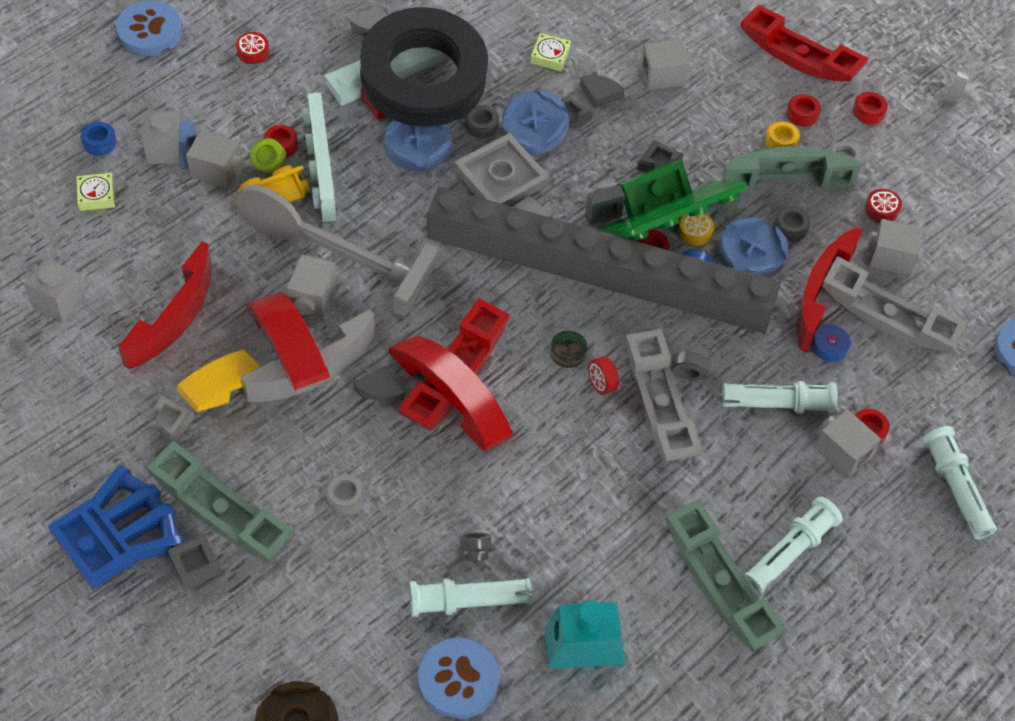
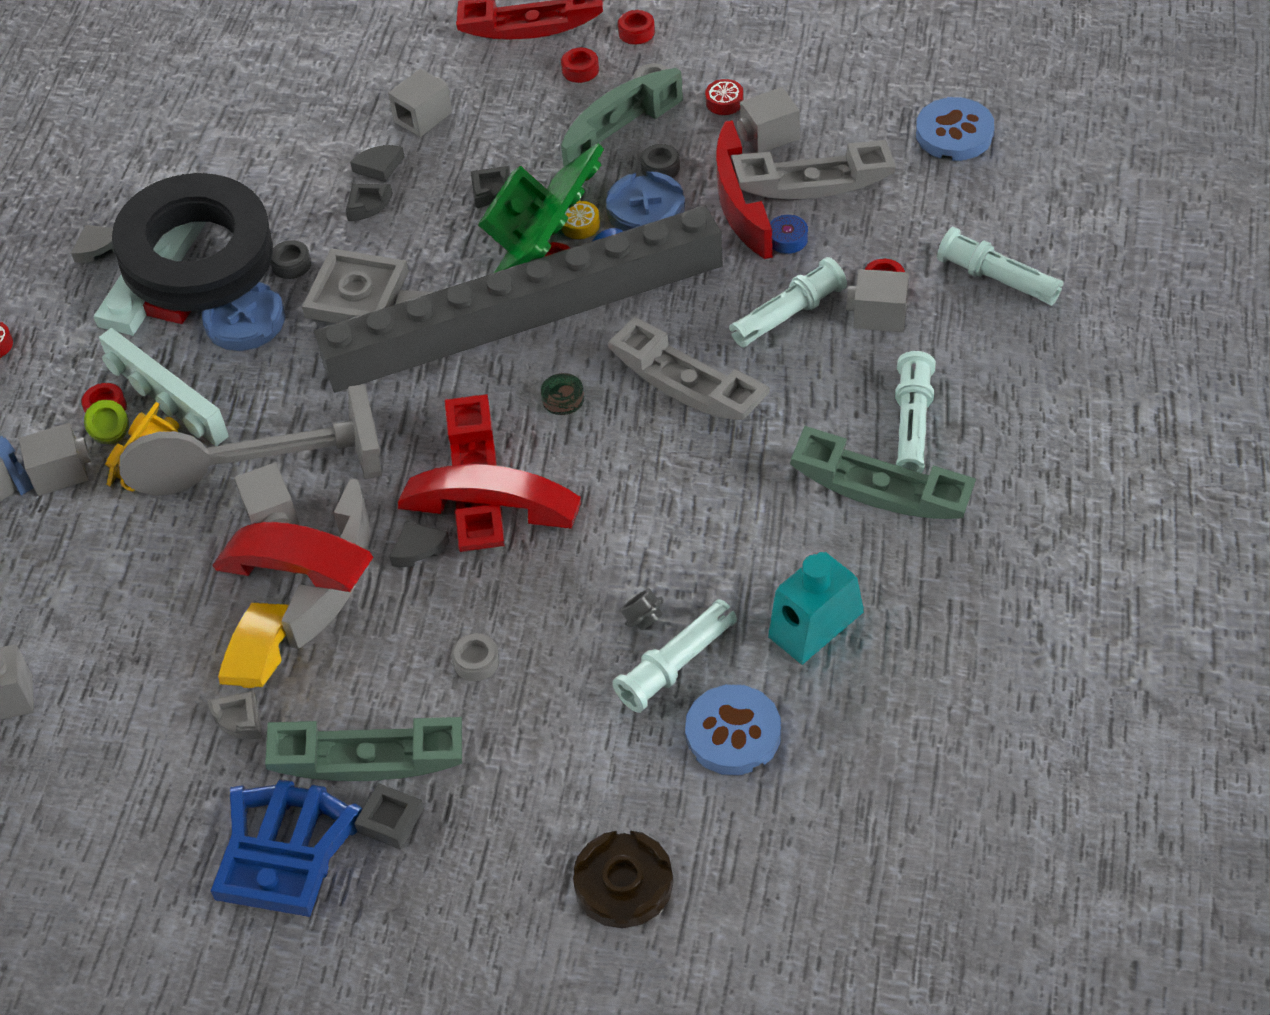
camera: 30 degrees left, 5 degrees down
(149, 340) = (145, 657): red slope -> none
(536, 121) = (345, 221): medium blue tile -> none
(550, 52) = (298, 160): tile -> none
(603, 375) = (618, 391): red tile -> none
(604, 204) = (480, 251): dark grey plate -> none
(690, 365) = (687, 331): dark grey tile -> none
(782, 135) = (581, 96): yellow tile -> none

